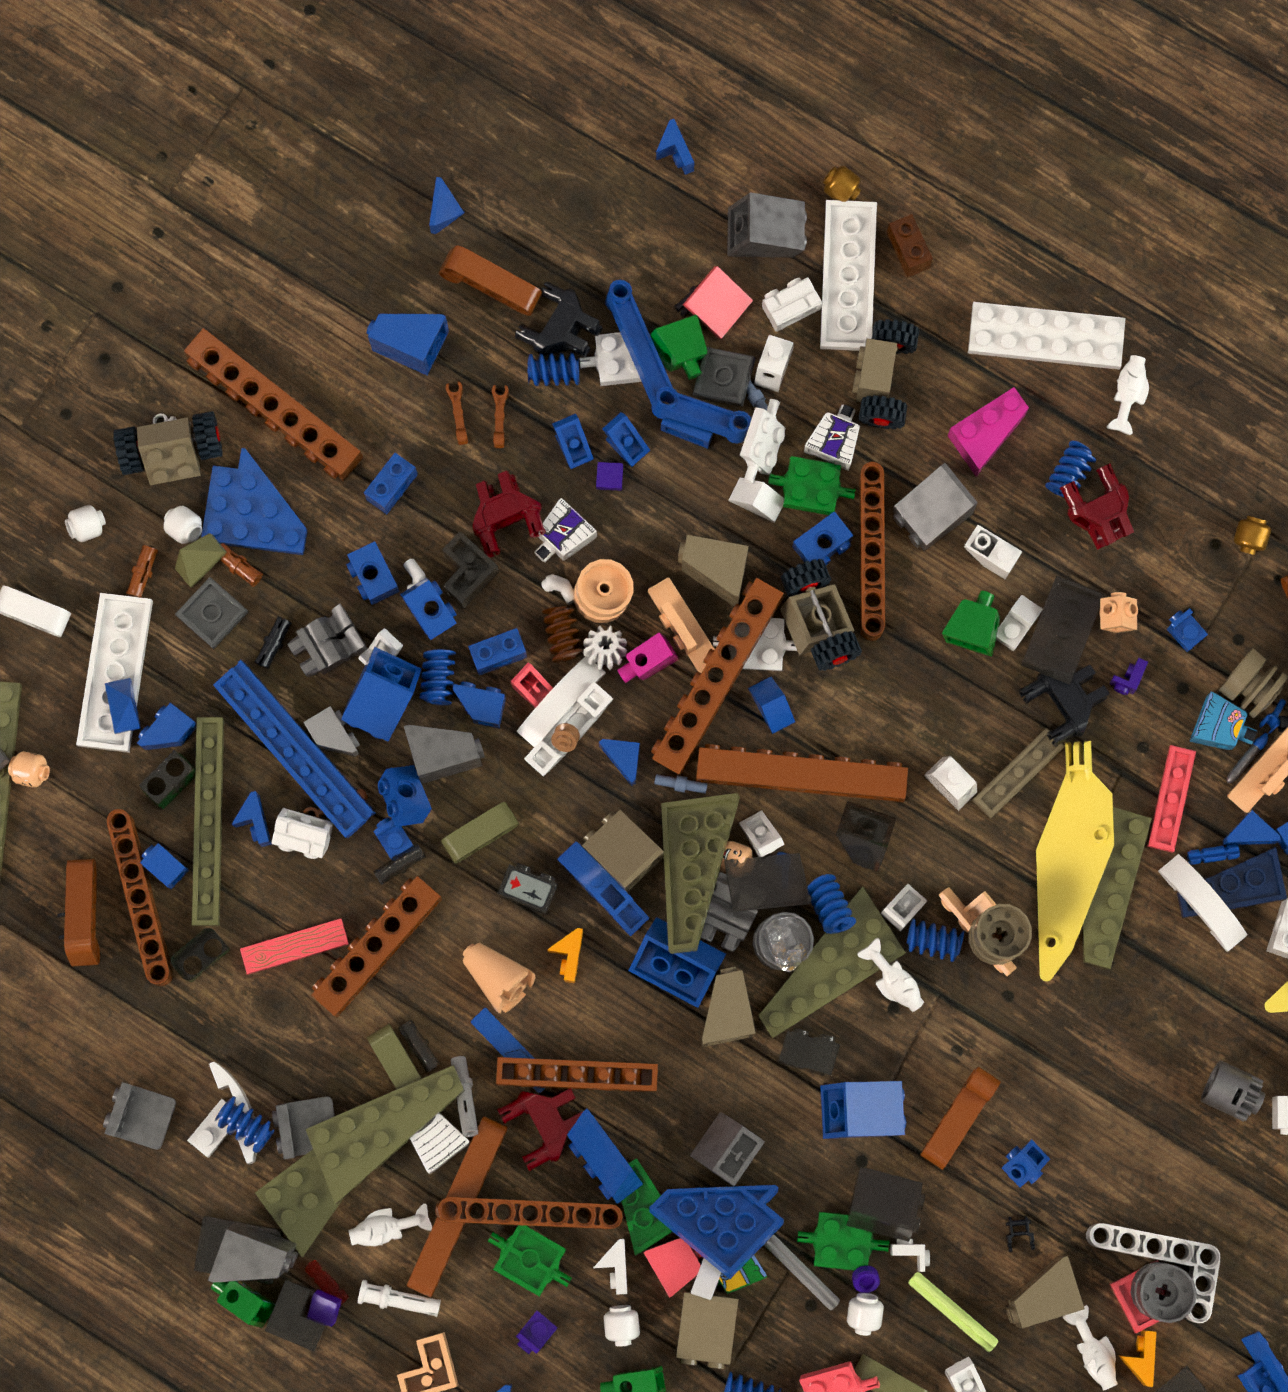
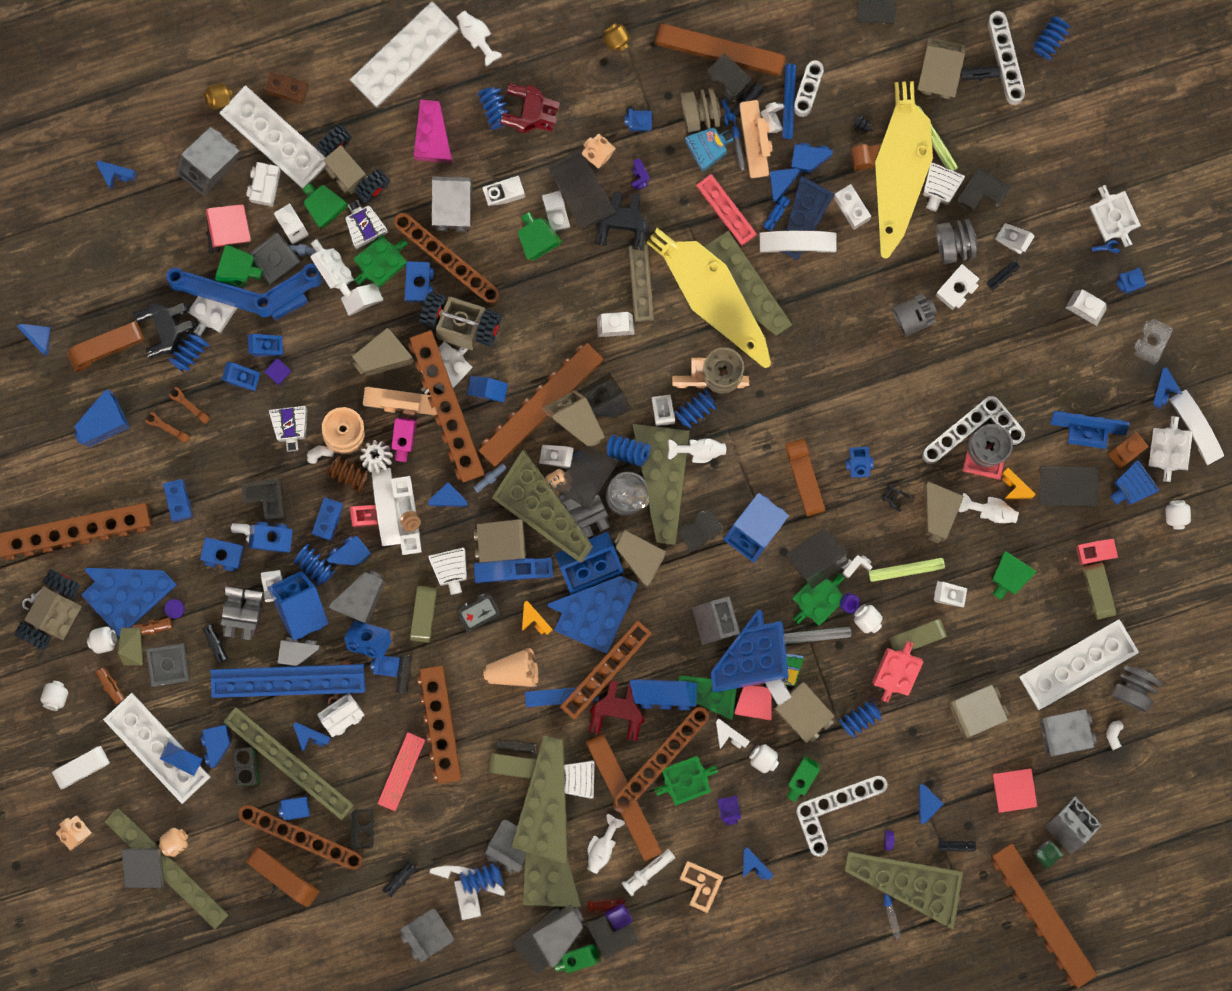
camera: 45 degrees left, 5 degrees up
(178, 1038) = (399, 879): none -> black pin
(275, 572) = (174, 609): none -> dark purple tile
(468, 1118) = (580, 751): light grey pin -> none
(502, 510) = (248, 449): dark red connector -> none
(550, 821) = (450, 568): none -> white torso
(630, 1013) = (595, 612): none -> blue wing
(819, 820) = (576, 417): none -> dark tan slope
(820, 380) = (323, 204): none -> green torso

